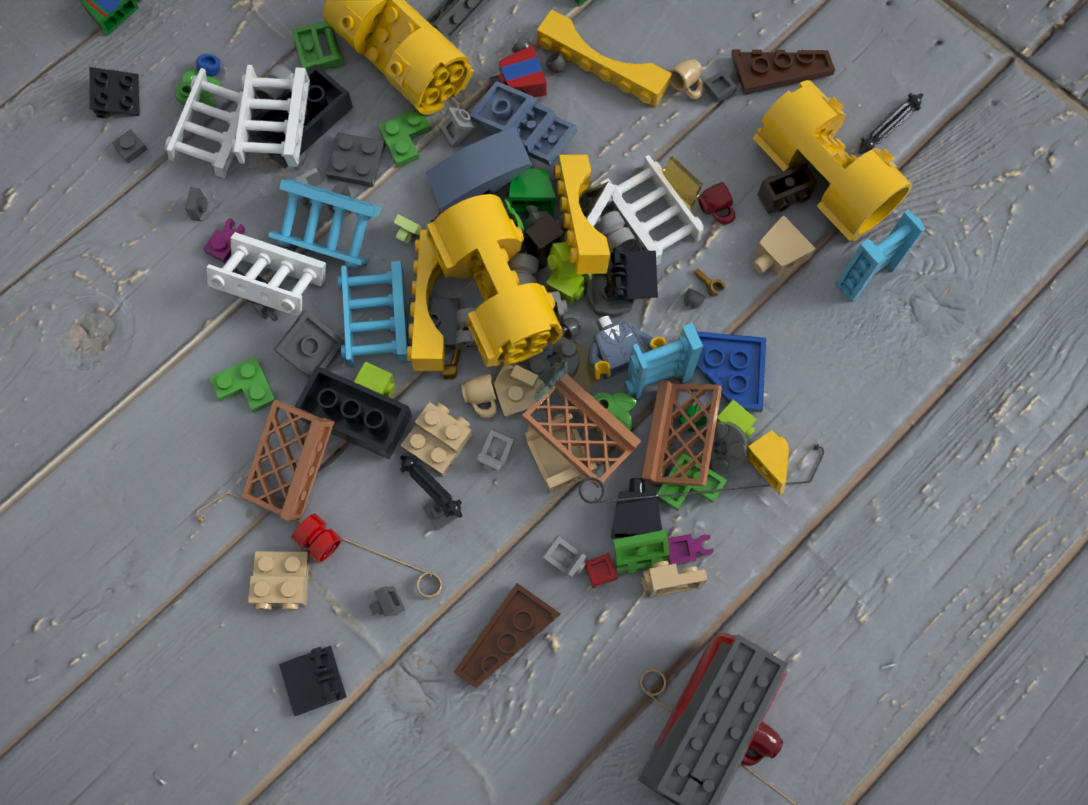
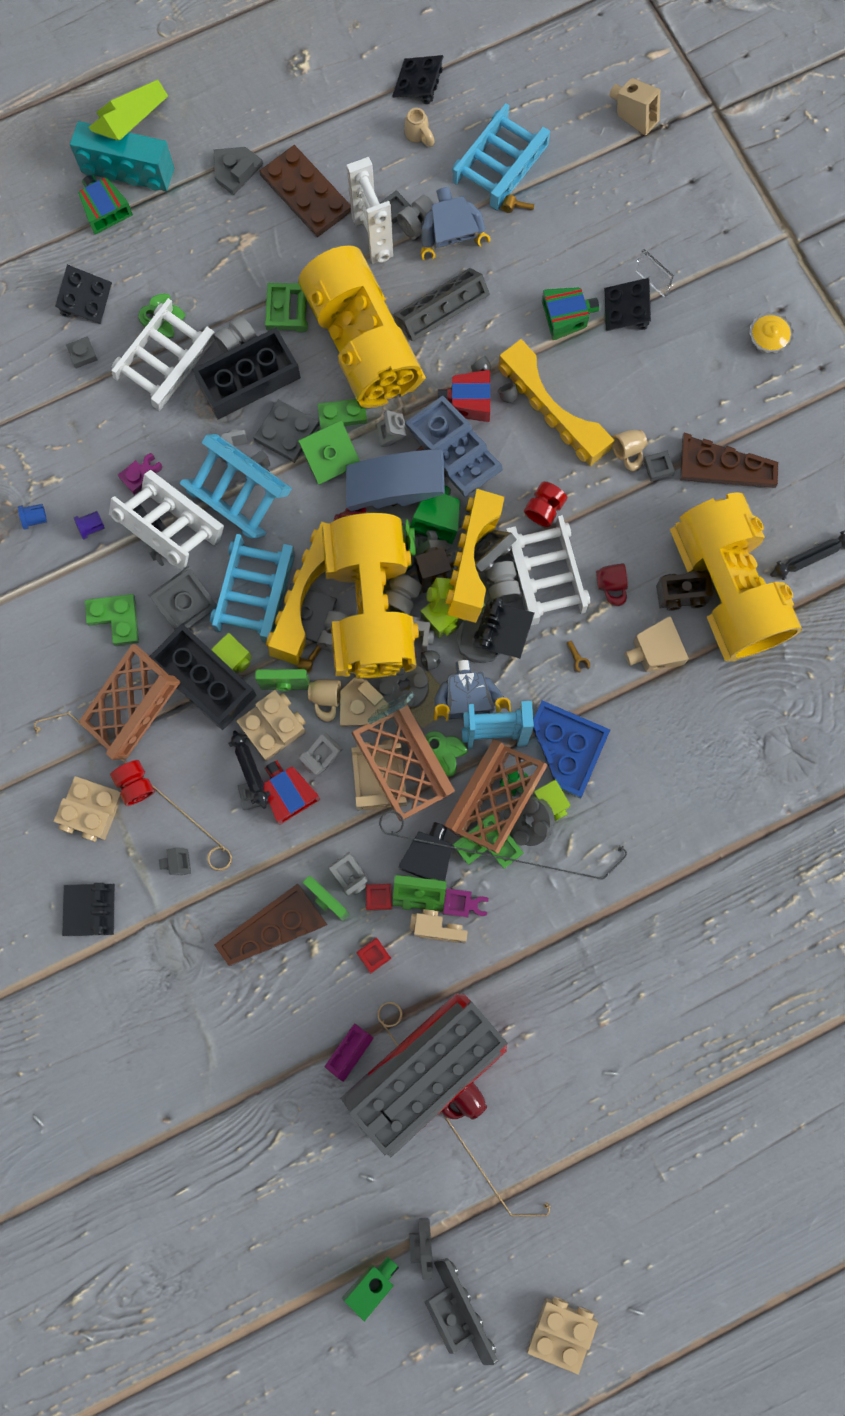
camera: 20 degrees right, 5 degrees up
(129, 312) = (32, 515): none -> blue bush
(189, 303) = (89, 524): none -> dark purple bush
(196, 204) = (124, 429): dark grey plate -> none
(209, 63) = (179, 293): blue tile -> none
(292, 127) = (232, 385): white fence -> none
(404, 165) = (328, 451): none -> bright green plate
(407, 228) = (311, 515): yellowish green tile -> none
(435, 389) = (282, 679): none -> bright green plate
(478, 495) = (288, 792): none -> torso
(551, 587) = (324, 899): none -> bright green plate
(616, 629) = (373, 955): none -> red tile
(626, 733) = (349, 1052): none -> magenta plate
(628, 151) = (545, 504): none -> red wheel
(682, 181) = (584, 552): clear yellow piece -> none
(694, 297) = (557, 667): dark grey hinge -> none
(770, 459) = (571, 846): yellow slope -> none
(873, 257) = (728, 690): medium azure fence -> none

